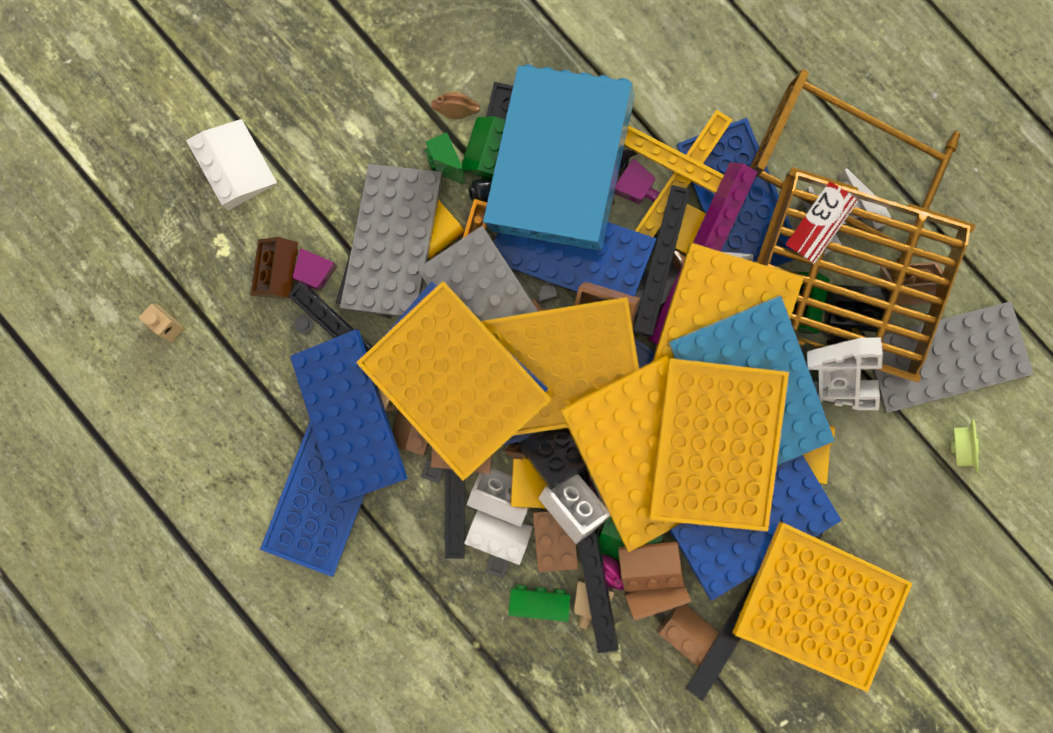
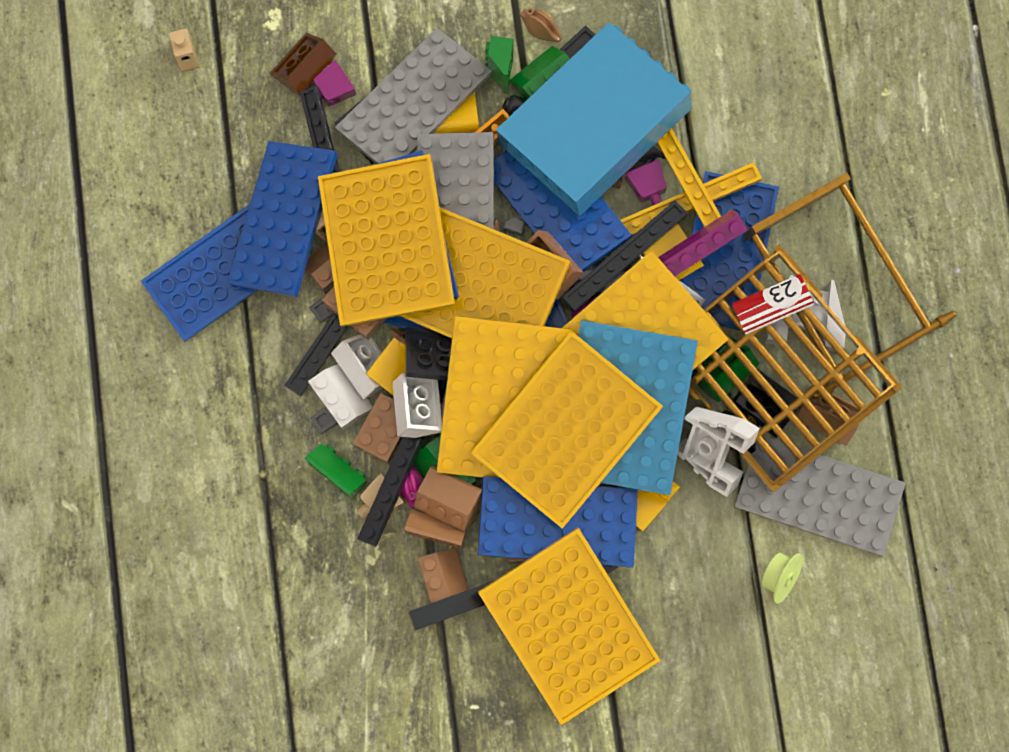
camera: 35 degrees right, 5 degrees down
(303, 324) = (297, 123): dark grey plate -> none

